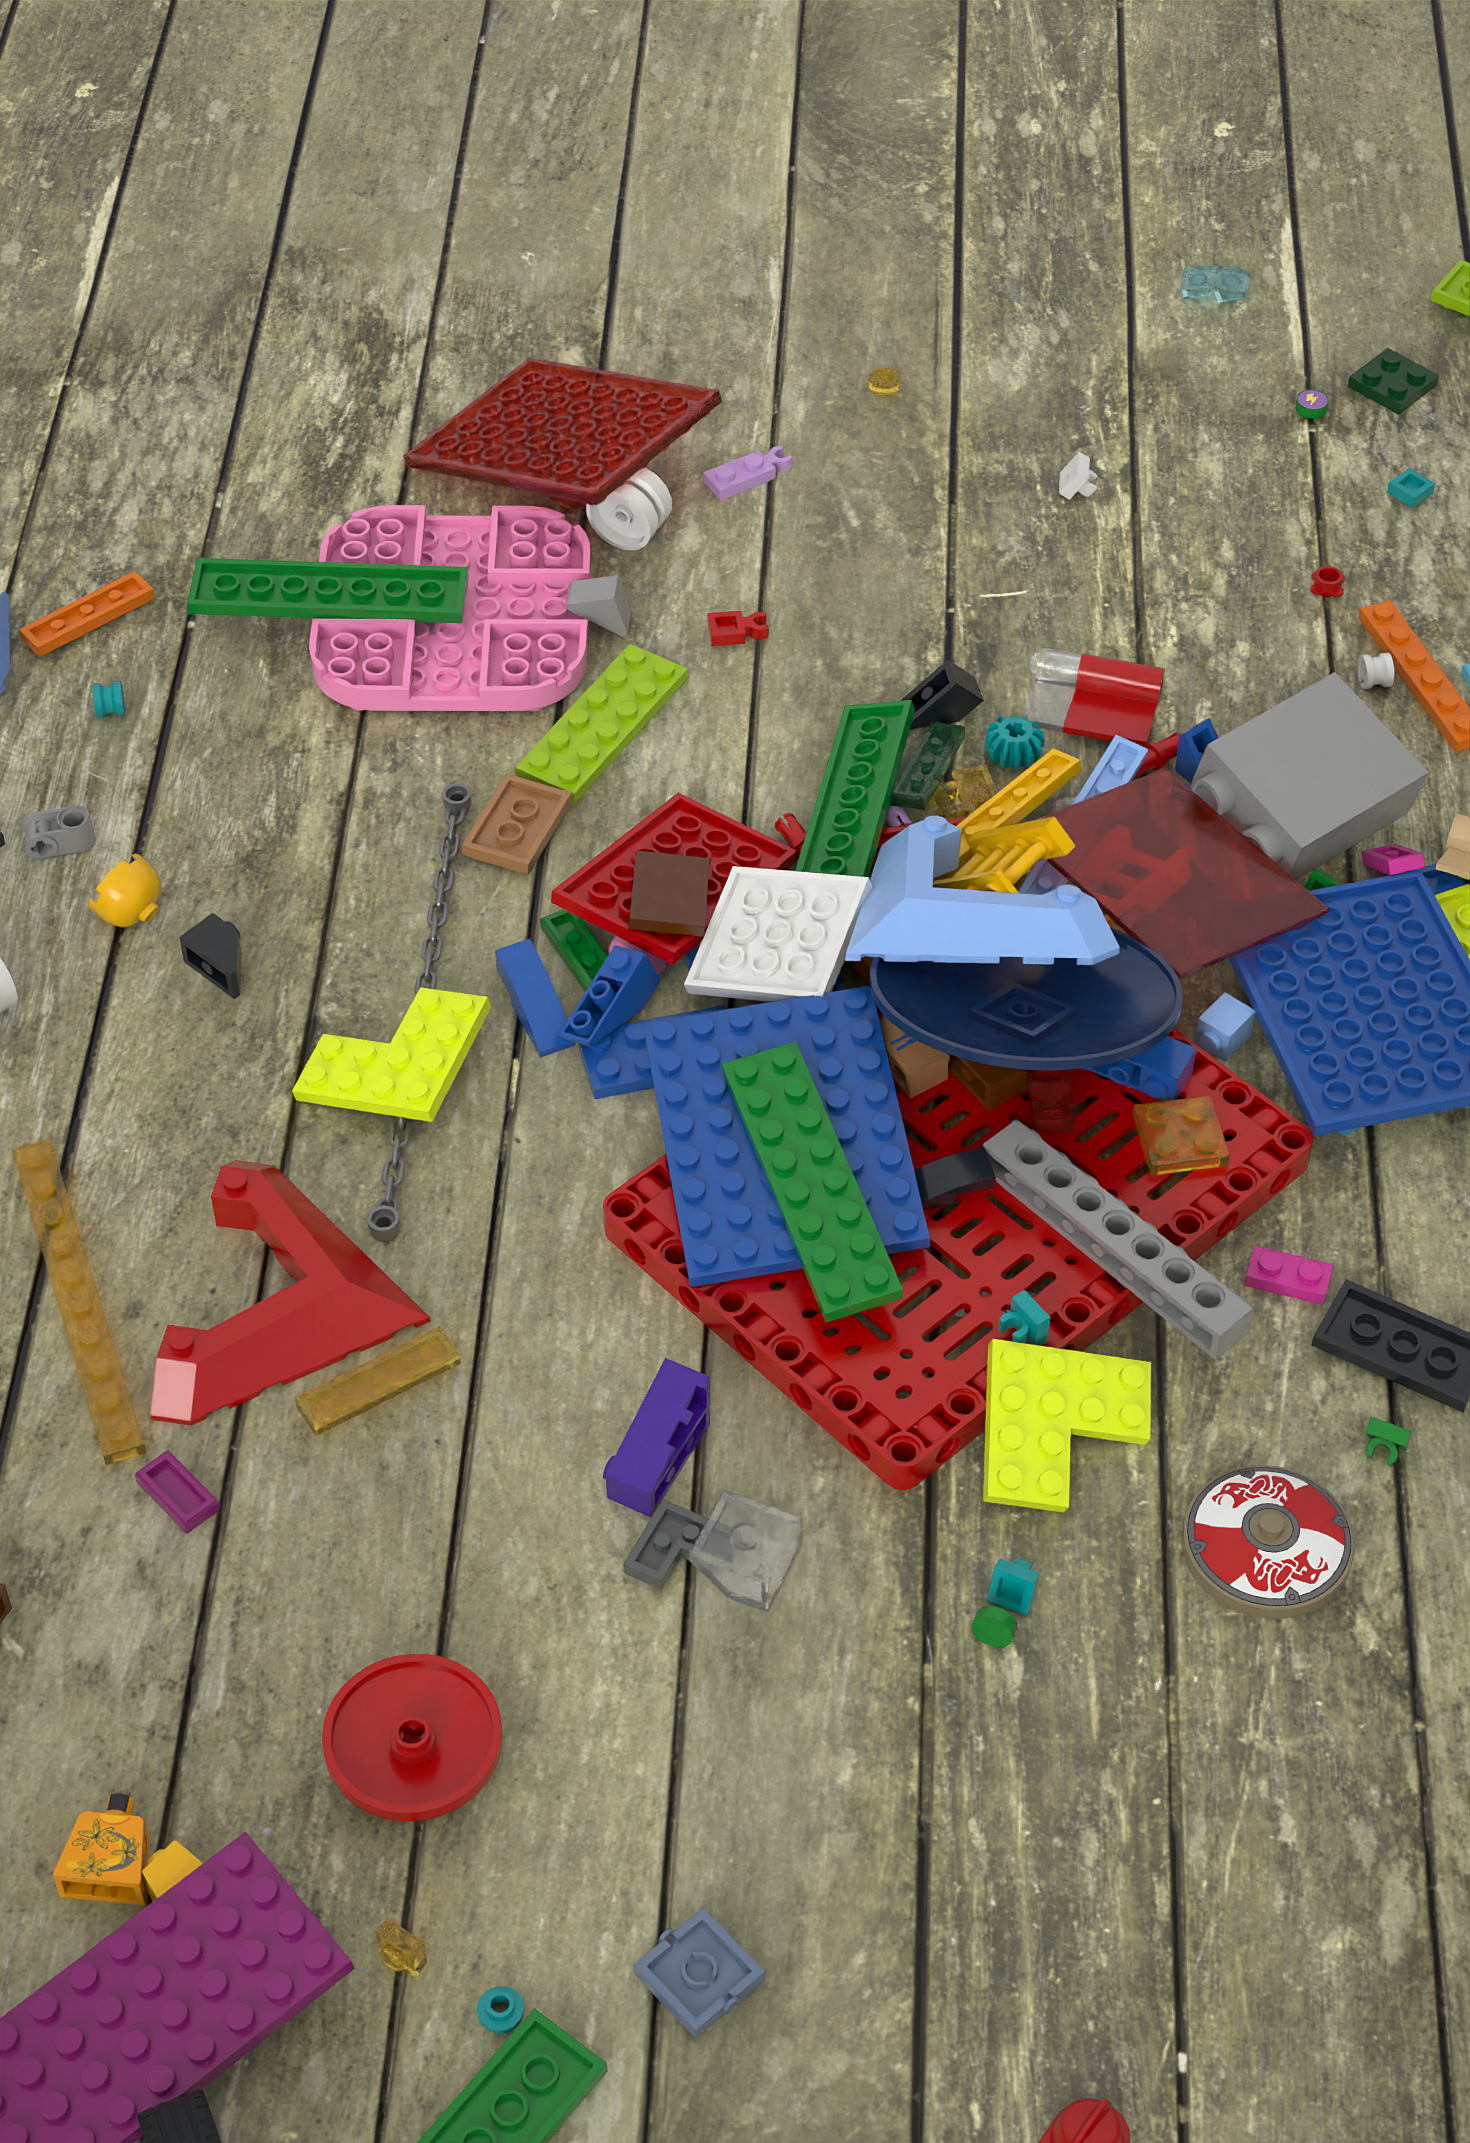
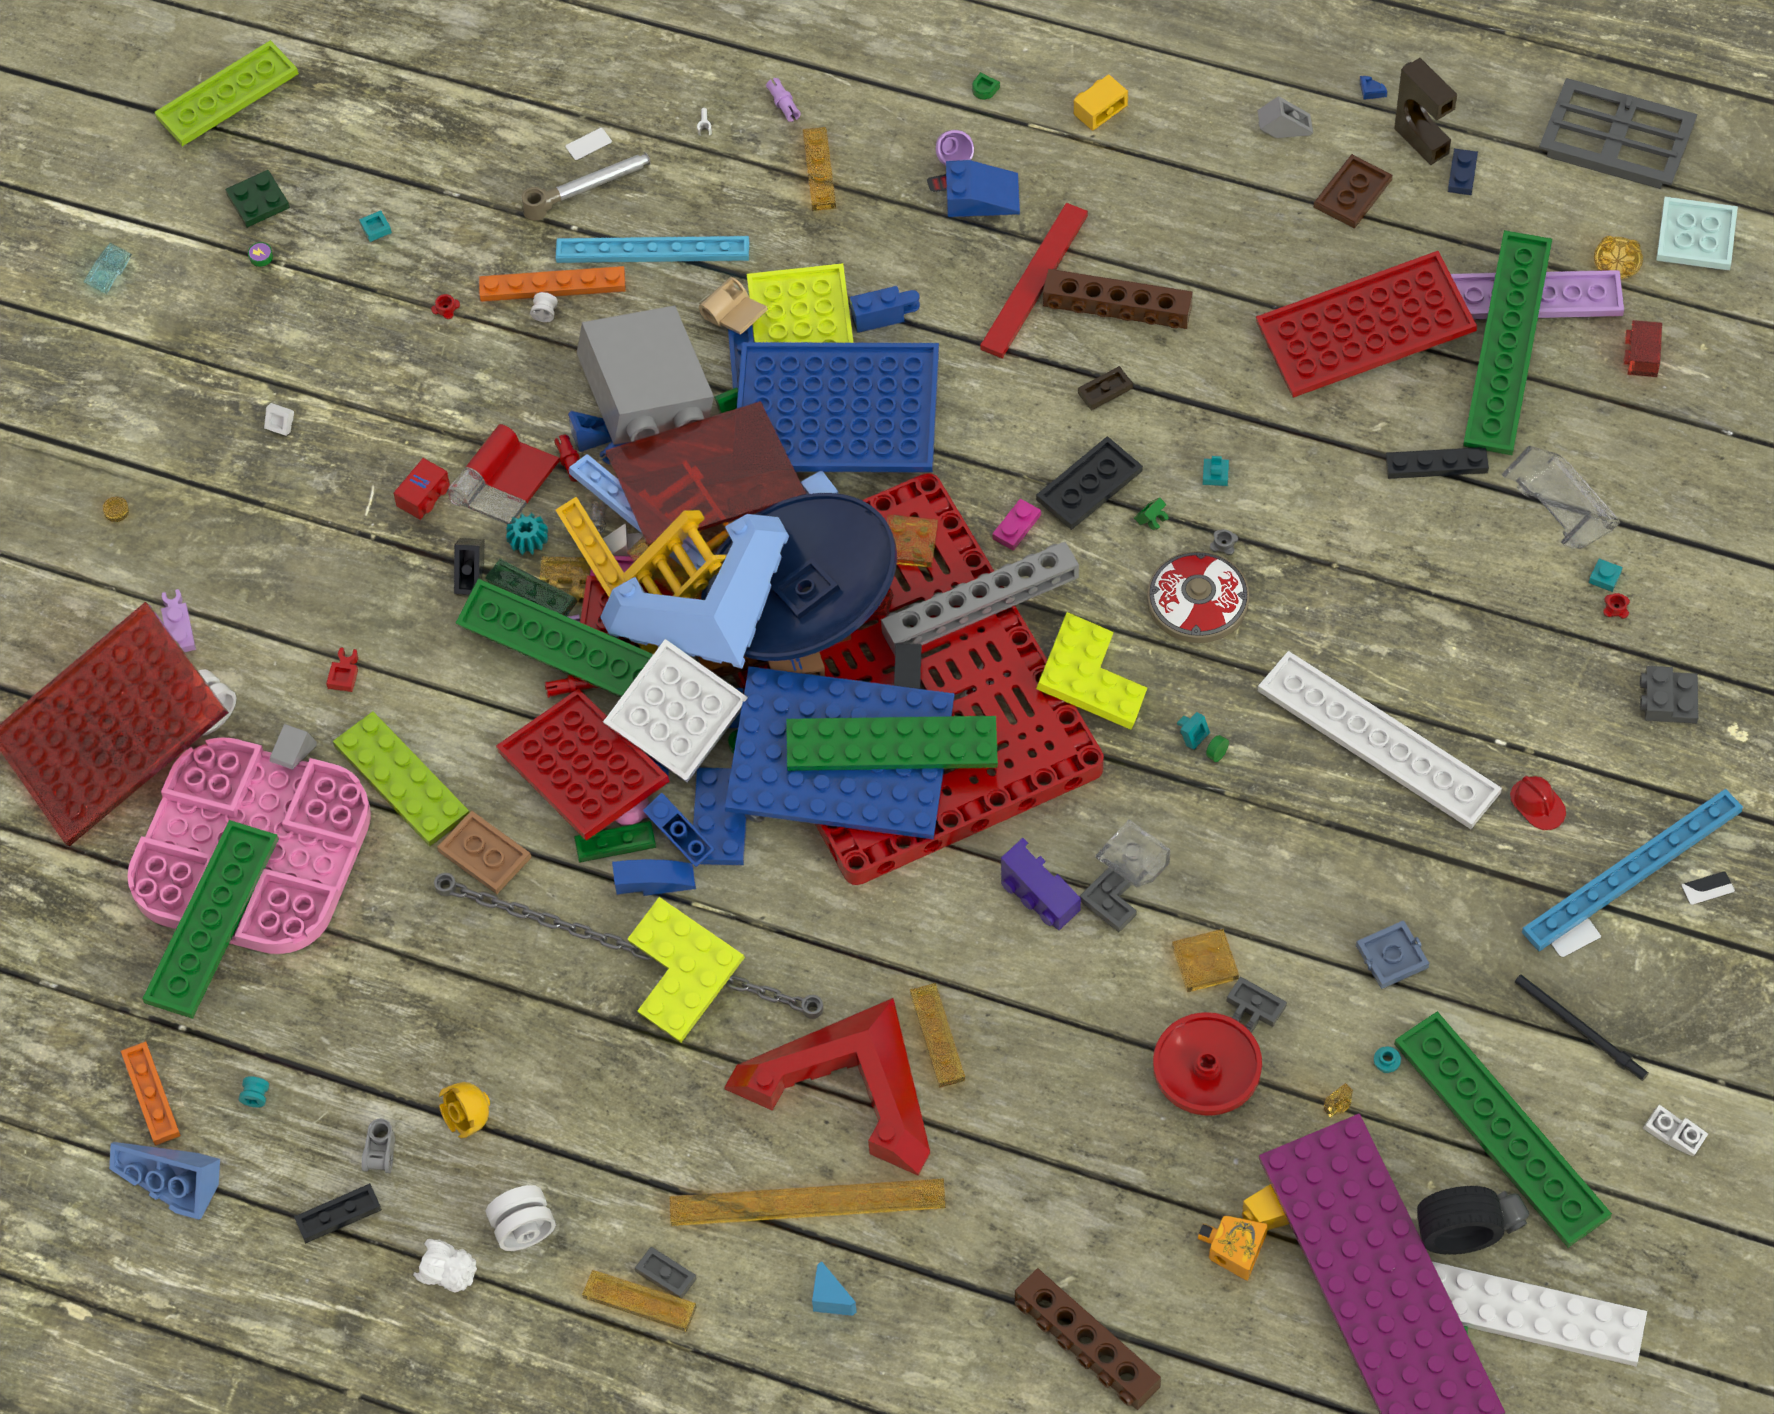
camera: 70 degrees left, 10 degrees up
(177, 1491) = (982, 1167): magenta tile -> none
(215, 953) = (540, 1062): black slope -> none
(550, 1787) = (1256, 1002): none -> dark grey hinge
(610, 1702) = (1205, 960): none -> clear yellow plate
(669, 893) = (610, 766): reddish brown tile -> none
(1028, 1319) = (1027, 661): teal tile -> none
(1034, 624) = (422, 488): none -> red brick
(1101, 1869) = (1379, 739): none -> white plate
(1384, 1541) = (1224, 536): none -> flat silver plate
(1393, 859) = (720, 354): dark pink plate -> none

